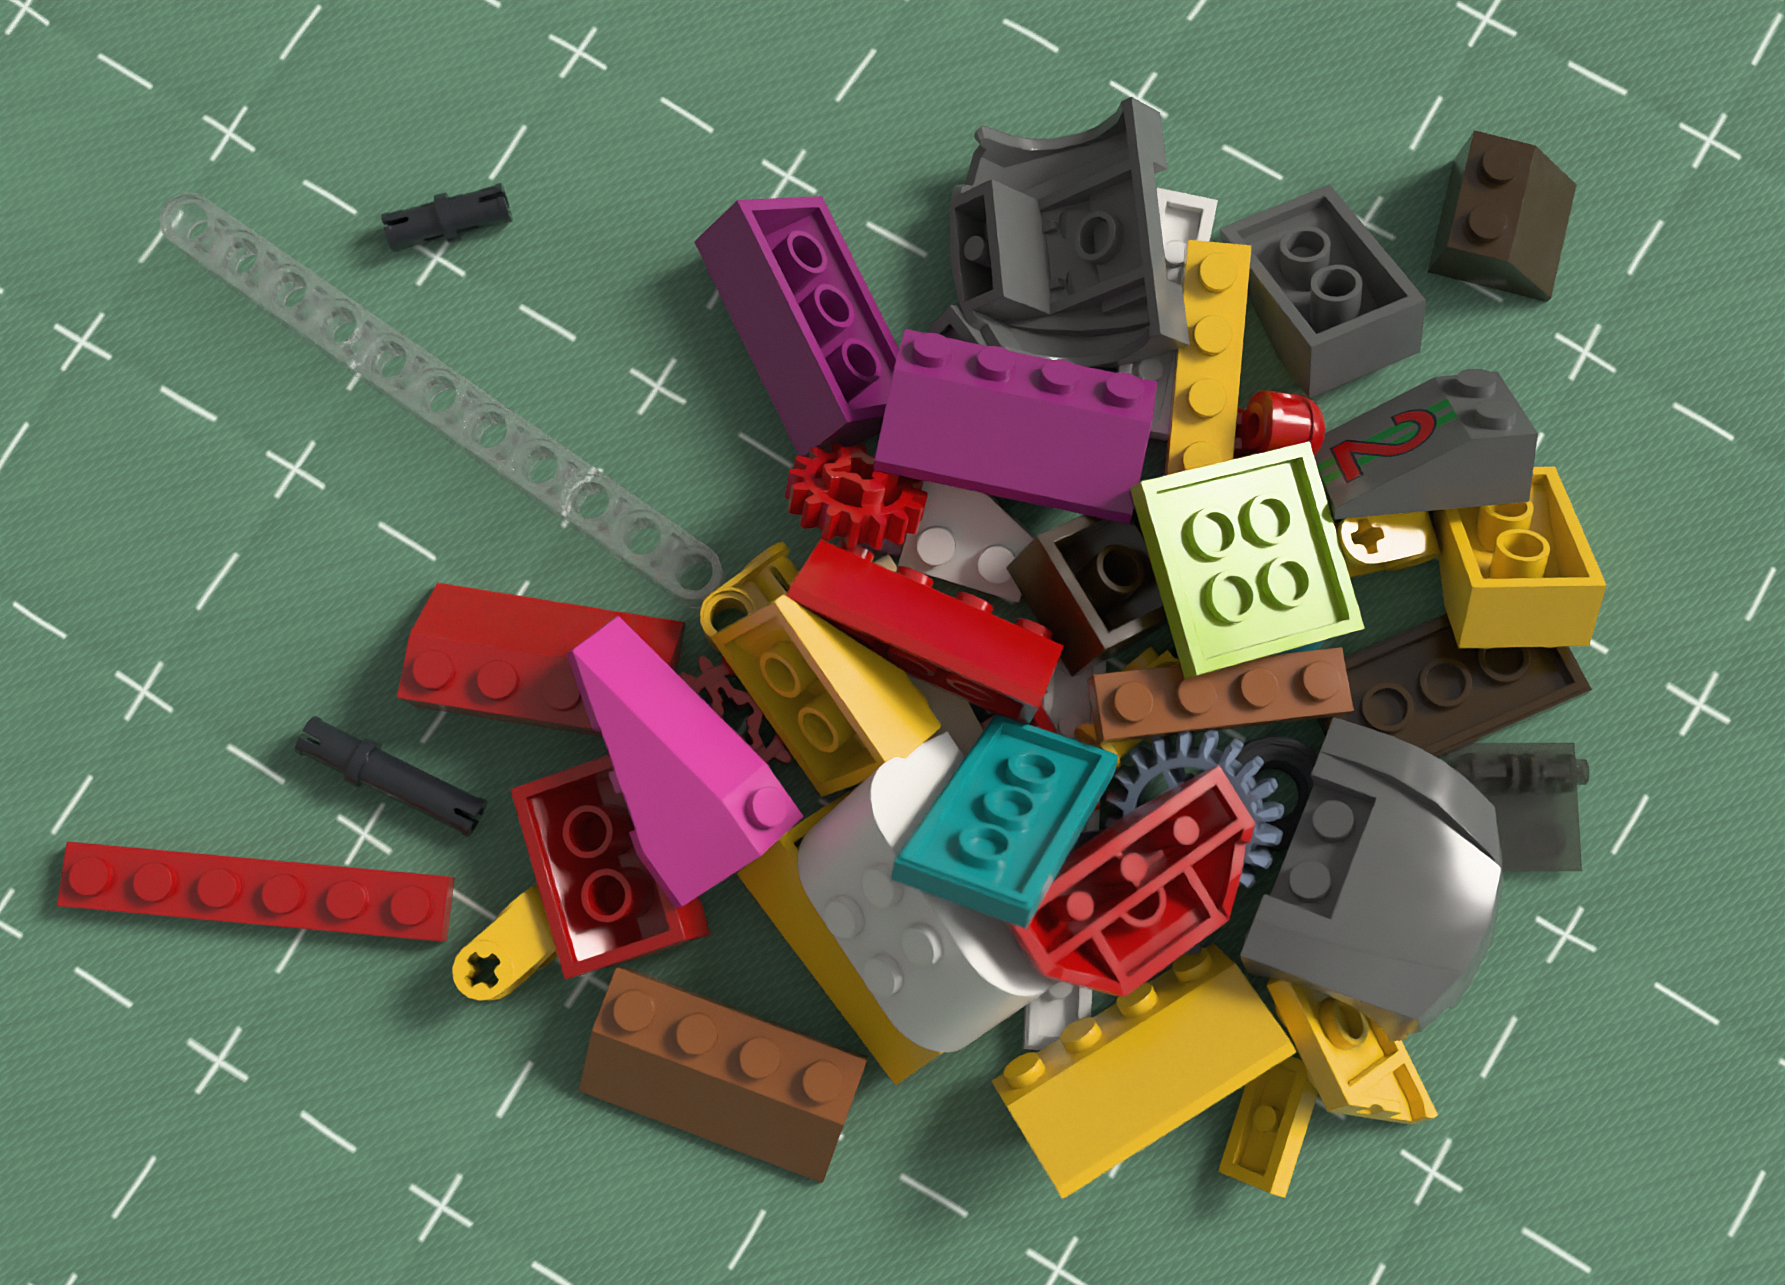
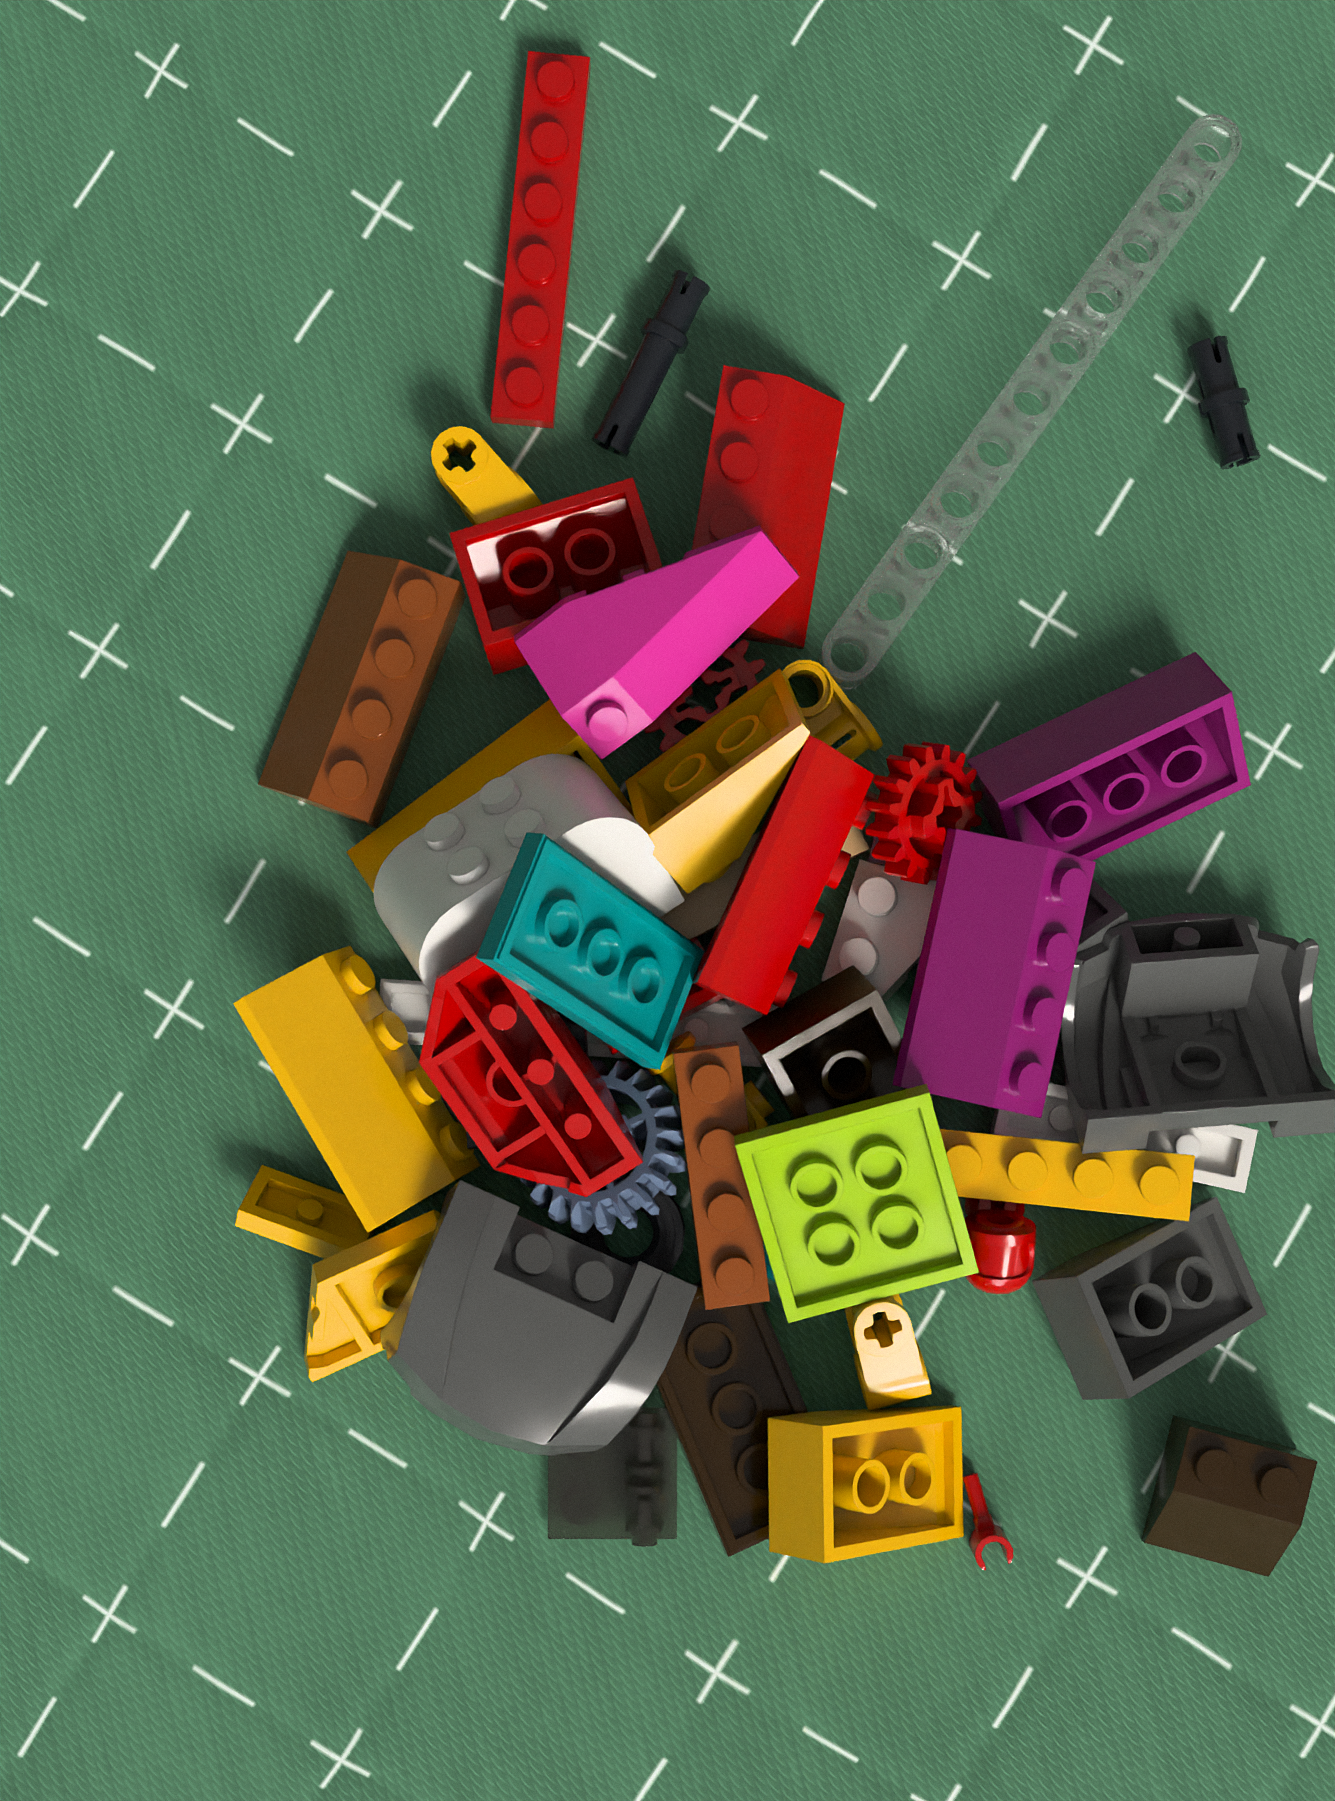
camera: 85 degrees right, 5 degrees up
(1431, 449) = (972, 1397): dark grey slope -> none
(1552, 444) = (985, 1529): none -> red hand

